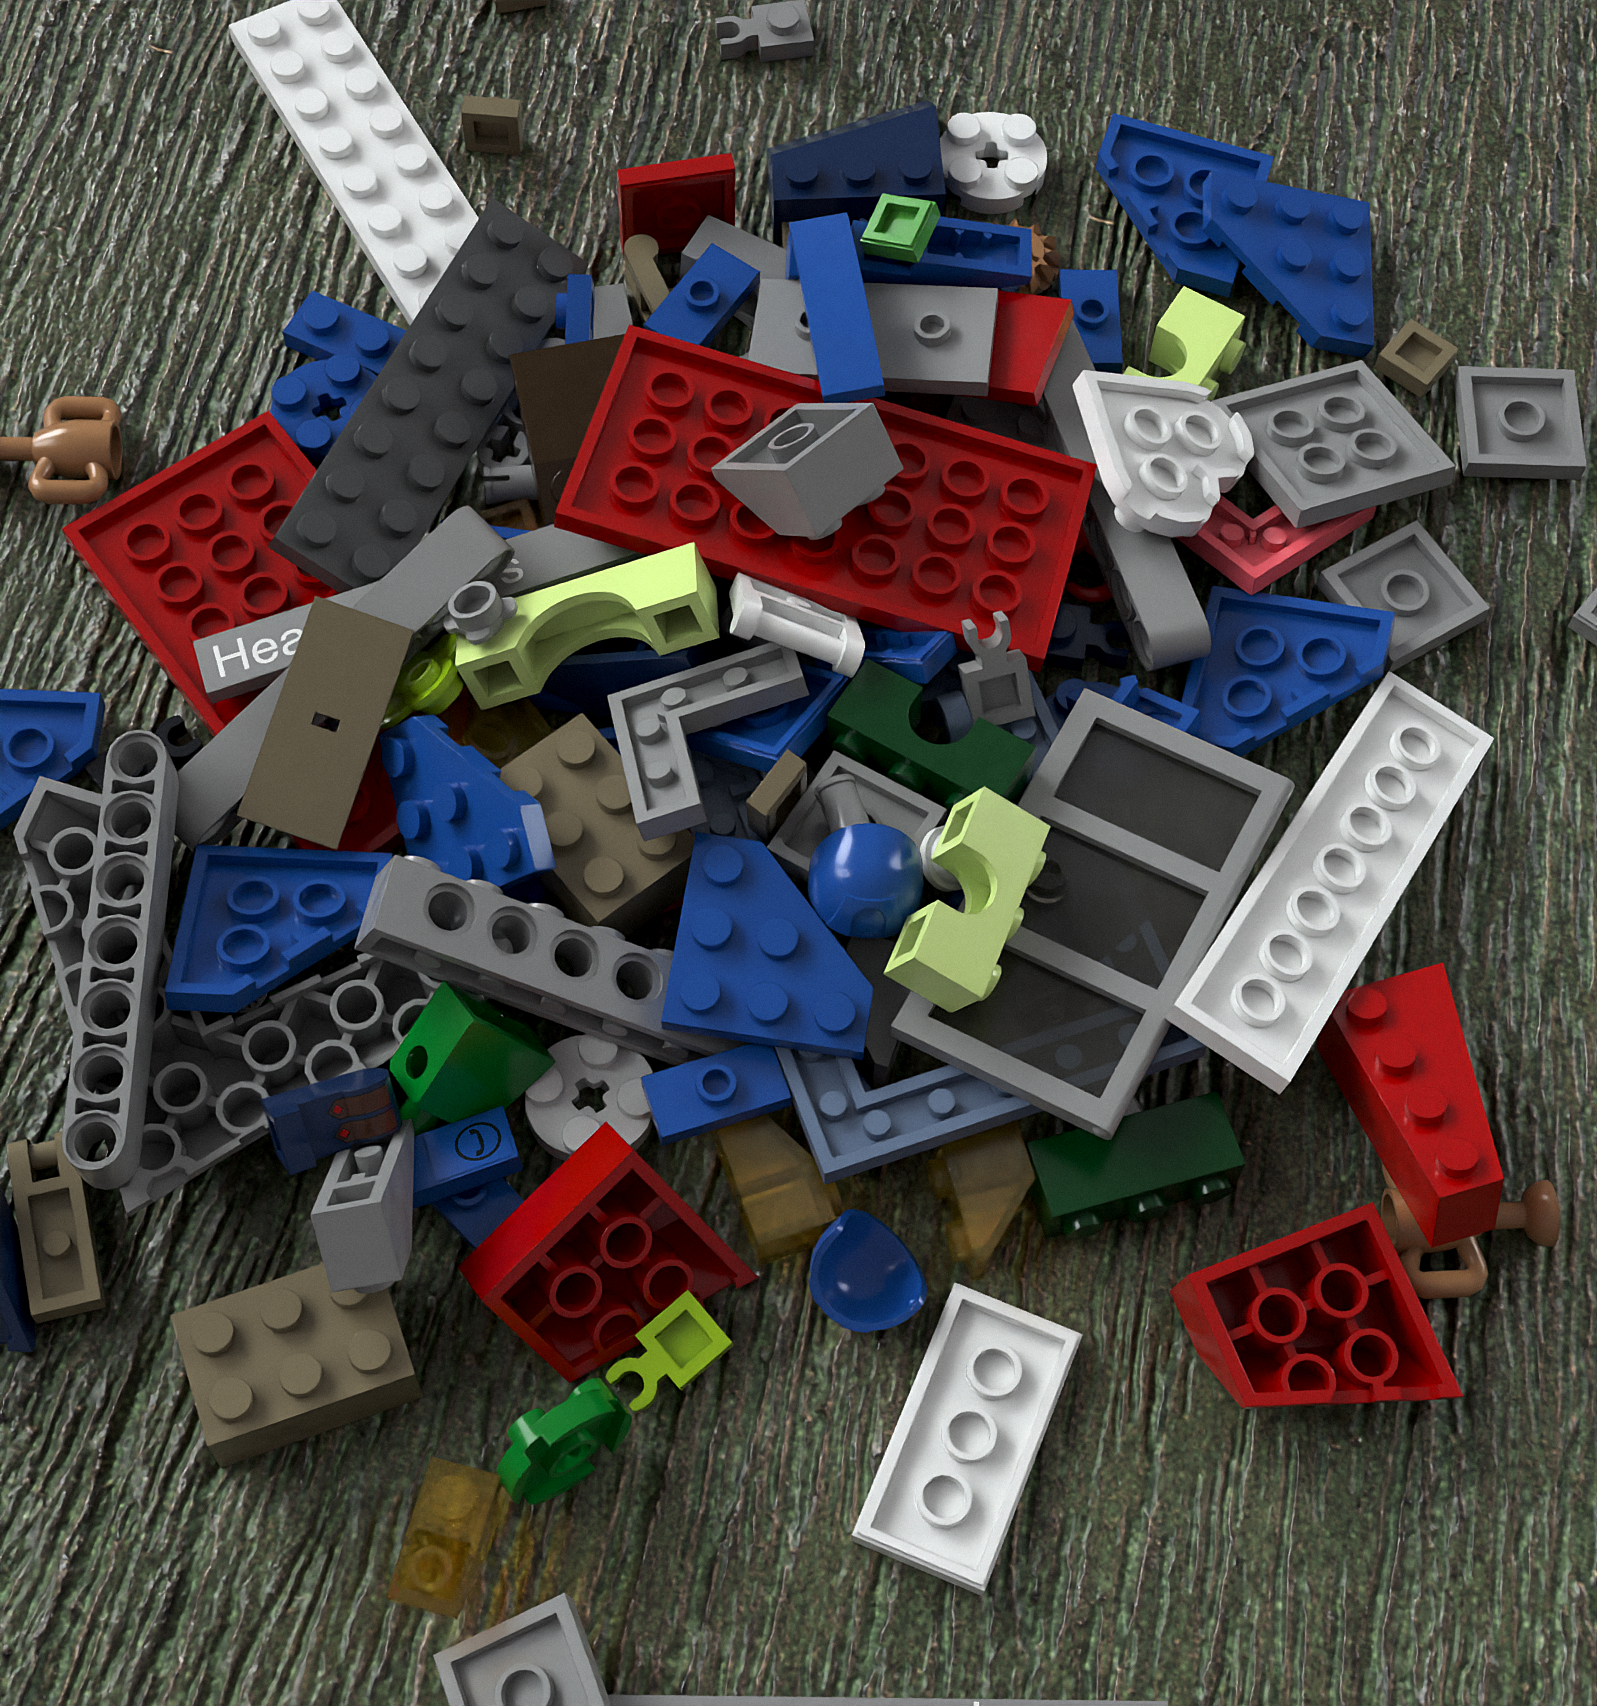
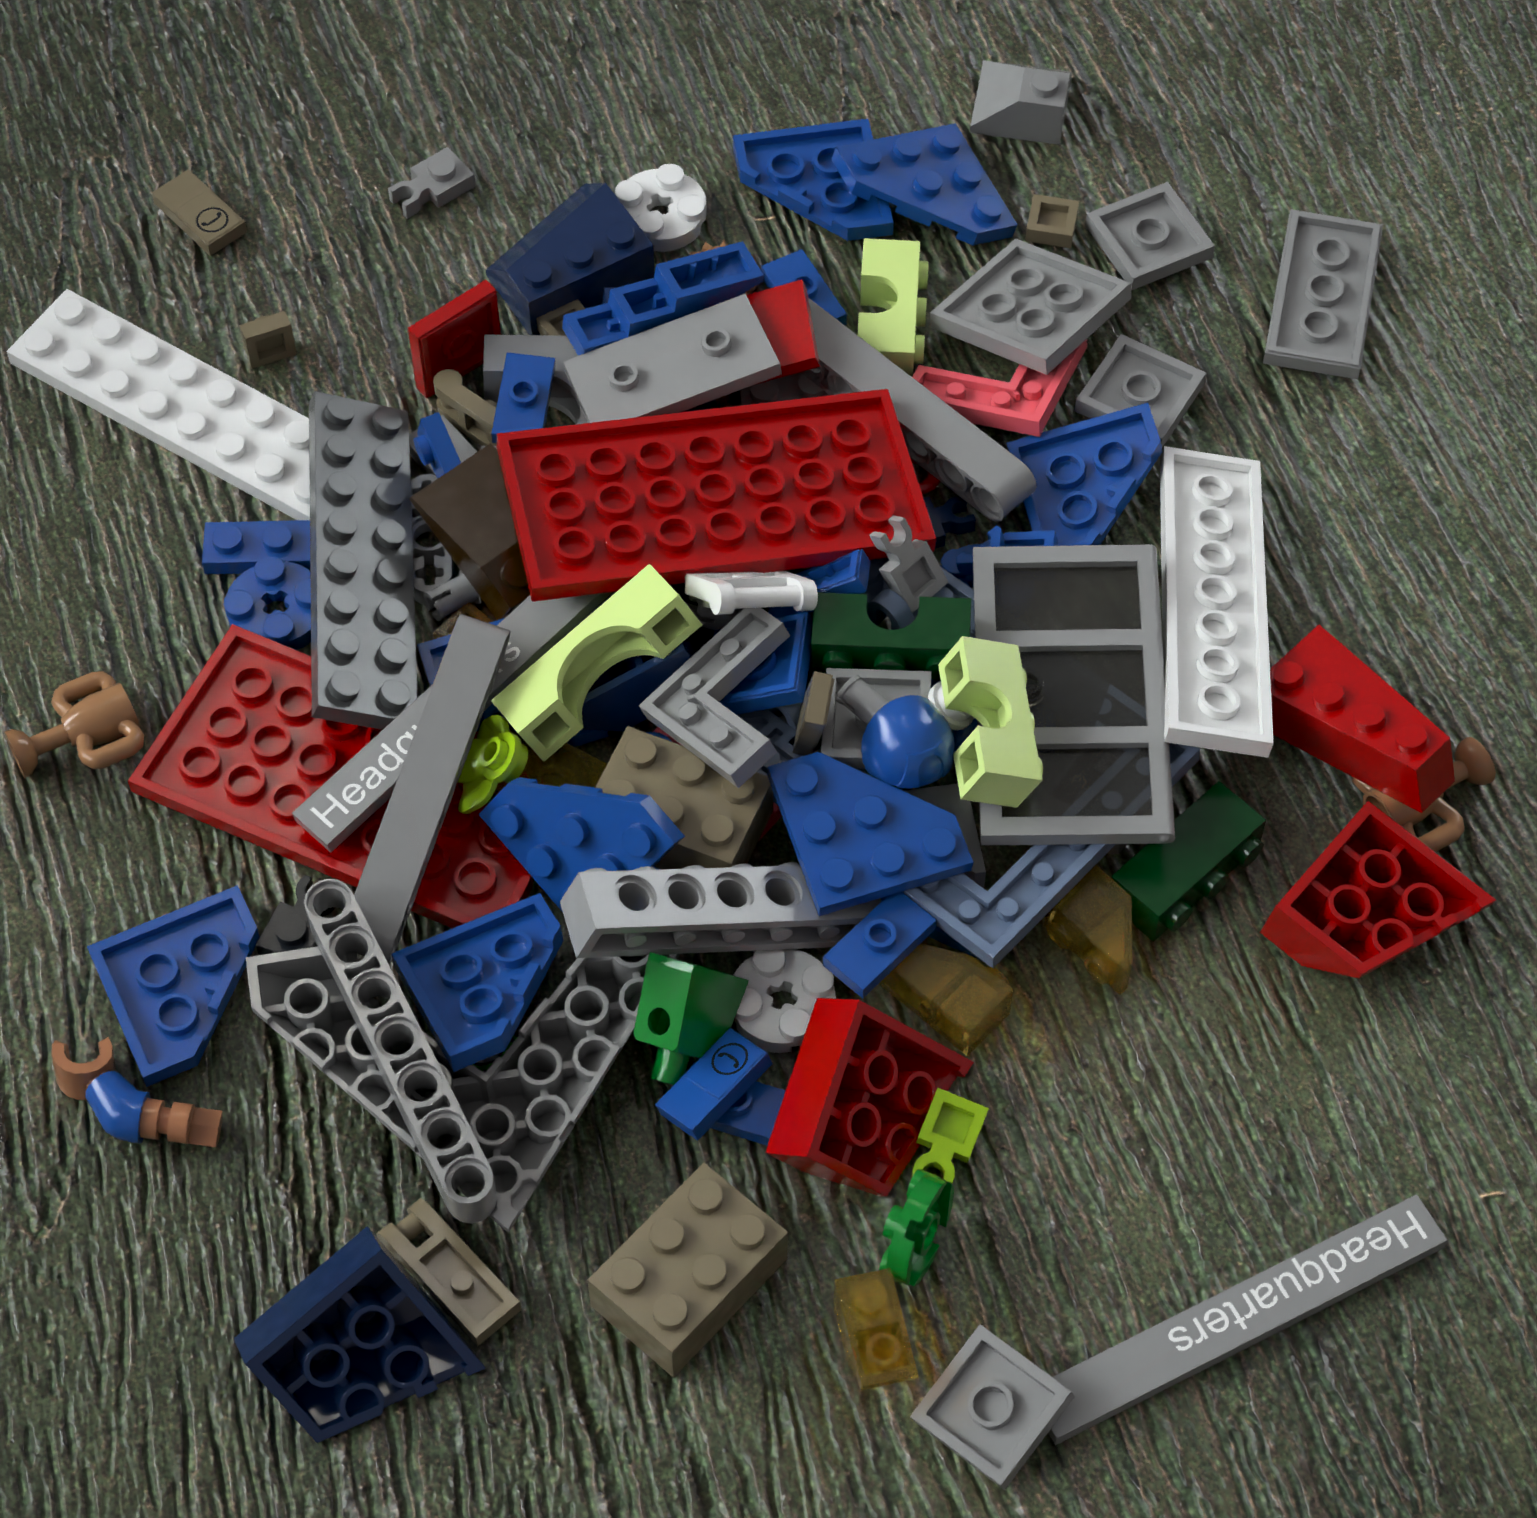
camera: 25 degrees left, 5 degrees down
(308, 773) = (446, 861): dark tan piece -> none
(331, 1116) = (617, 1090): dark blue leg -> none
(367, 1213) = (691, 1132): light grey slope -> none
(478, 612) = (514, 686): light grey plate -> none
(812, 467) = (698, 474): light grey slope -> none
(836, 309) = (644, 356): blue slope -> none
(865, 1274) = (1052, 1021): blue helmet -> none
(900, 228) = (652, 279): bright green tile -> none
(967, 1439) = (1182, 1096): white tile -> none
(1161, 449) = (924, 358): white plate -> none
(1463, 211) = (1021, 102): none -> light grey slope

